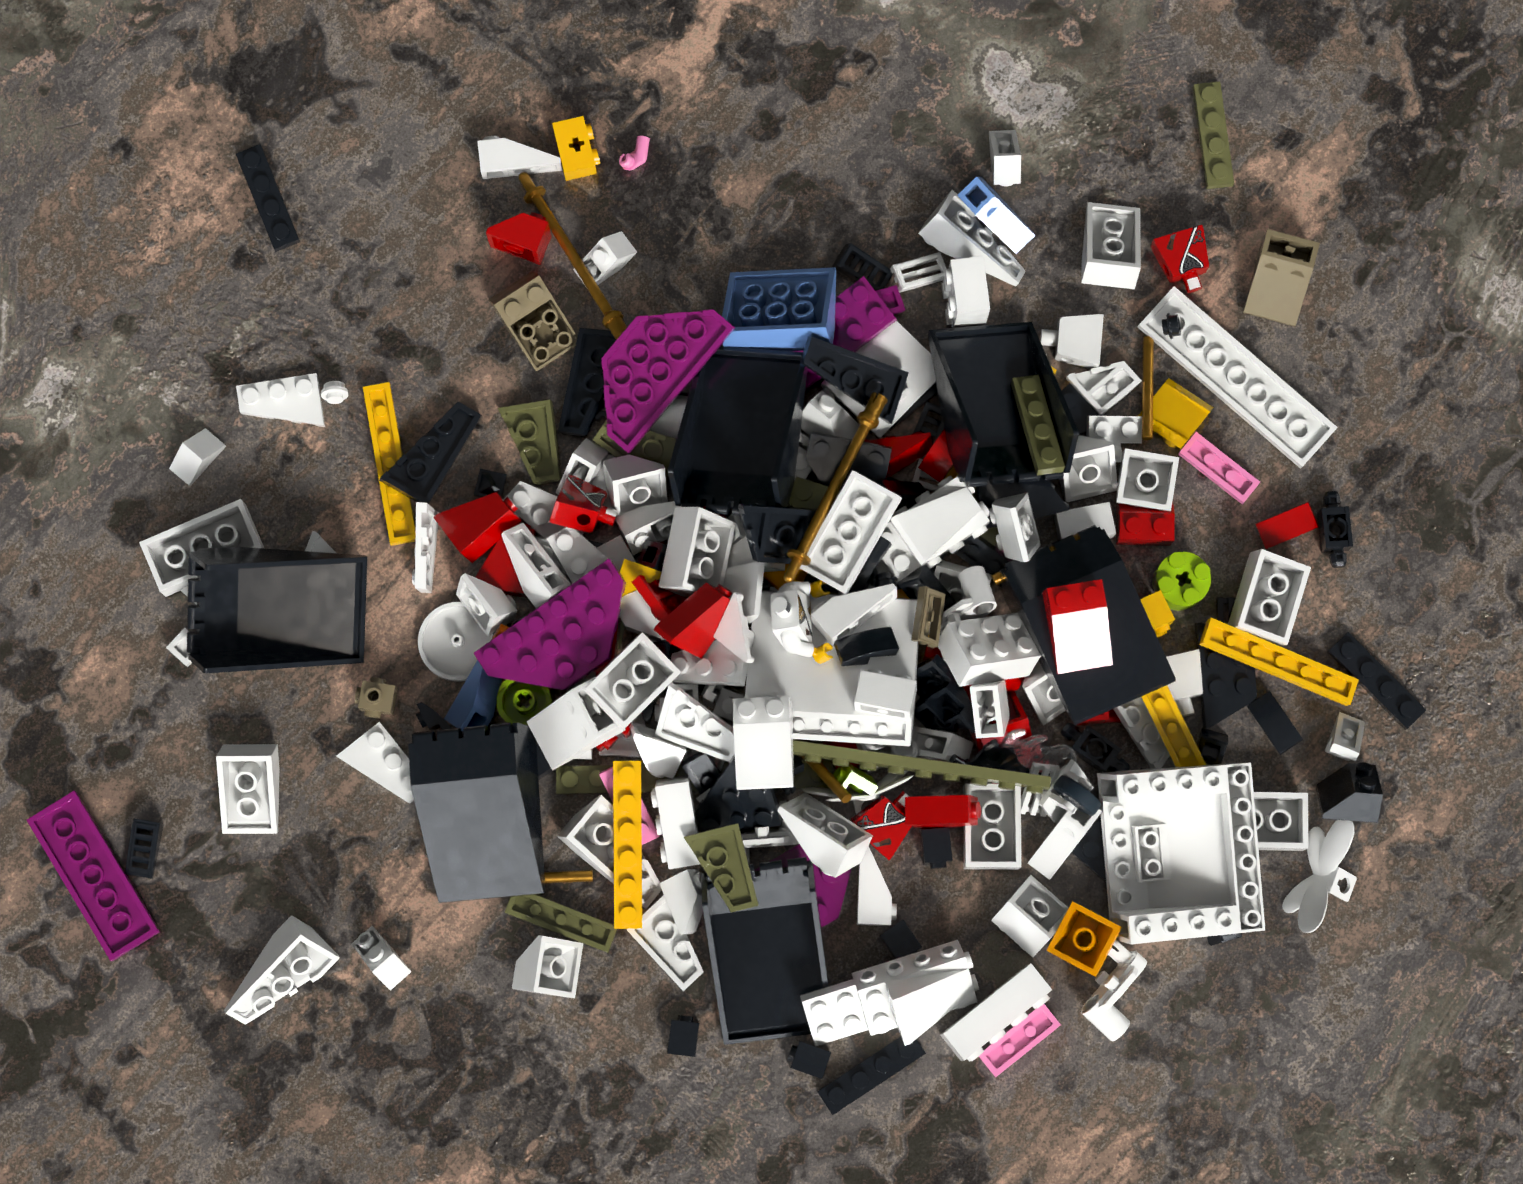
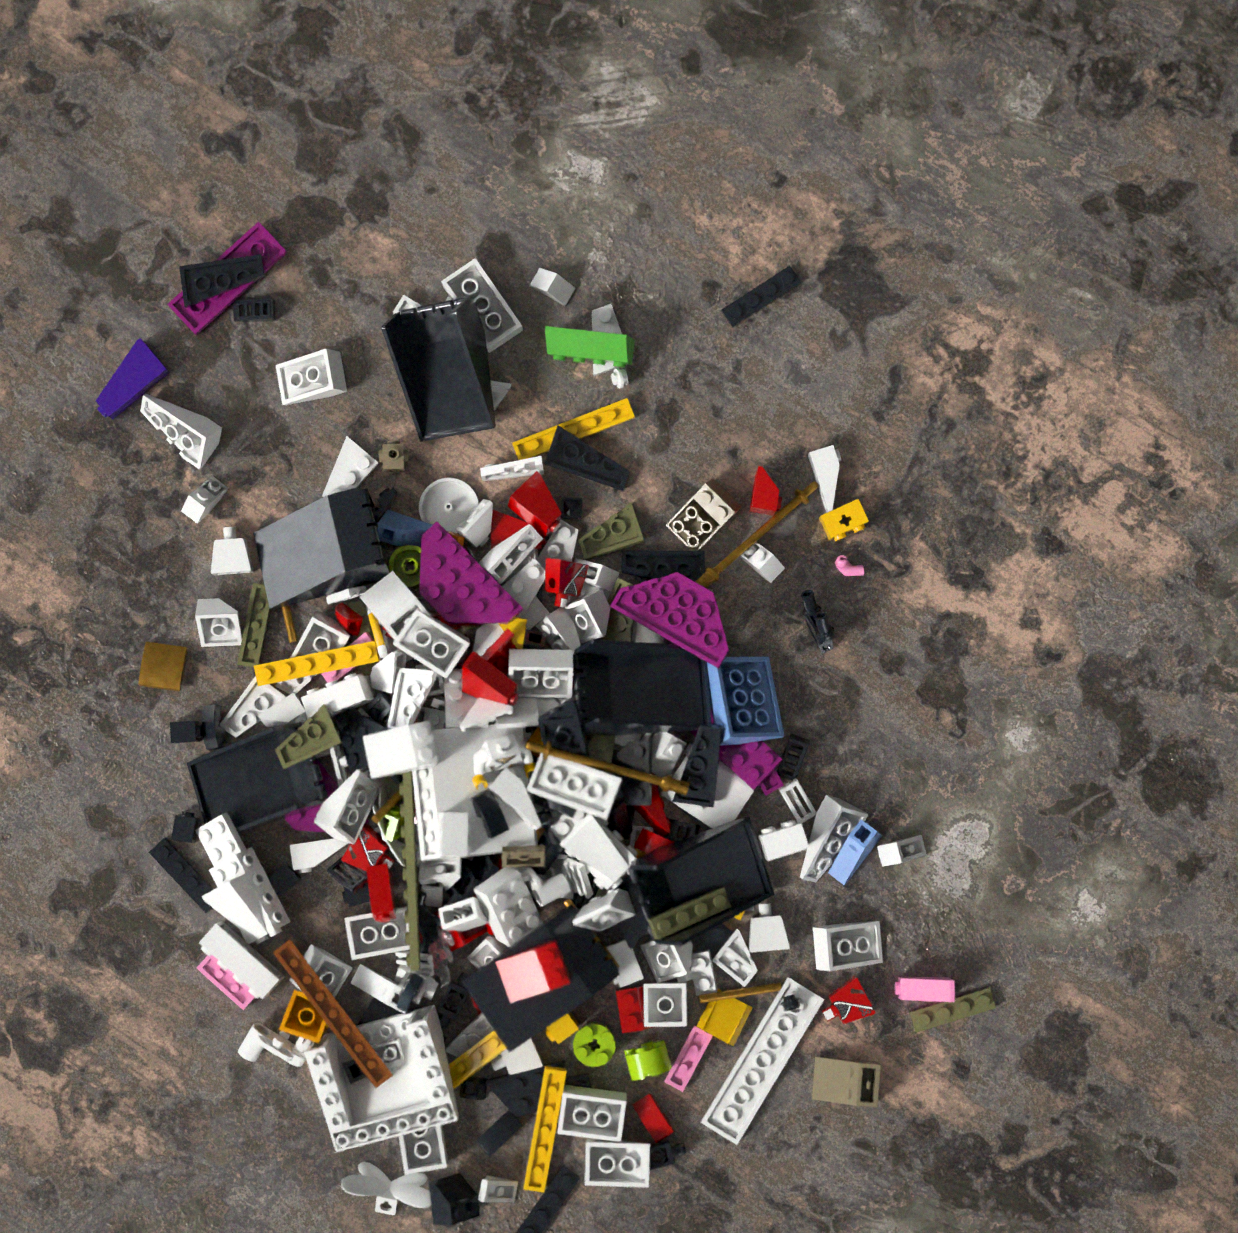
camera: 80 degrees right, 5 degrees up
(90, 891) = (216, 277): none -> black wing
(200, 1024) = (131, 380): none -> dark purple slope
(285, 419) = (589, 345): none -> bright green slope
(461, 935) = (231, 554): none -> white torso
(545, 790) = (346, 594): none -> white tile
(577, 795) = (348, 619): none -> red brick
(591, 1053) = (162, 666): none -> pearl gold slope
(602, 757) = (377, 634): none -> yellow bar
(691, 1001) = (212, 733): none -> black slope
(701, 202) = (817, 622): none -> black connector
(902, 875) = (357, 883): none -> black tile
(928, 725) = (443, 871): none -> white slope
(965, 560) = (578, 878): none -> white tile
(1086, 901) = (332, 1013): none -> dark orange plate
(1163, 888) = (353, 1071): none -> black slope
(1182, 158) = (925, 989): none -> bright pink slope
(1213, 515) = (648, 1060): none -> lime brick
(1337, 578) = (617, 1163): none -> white slope

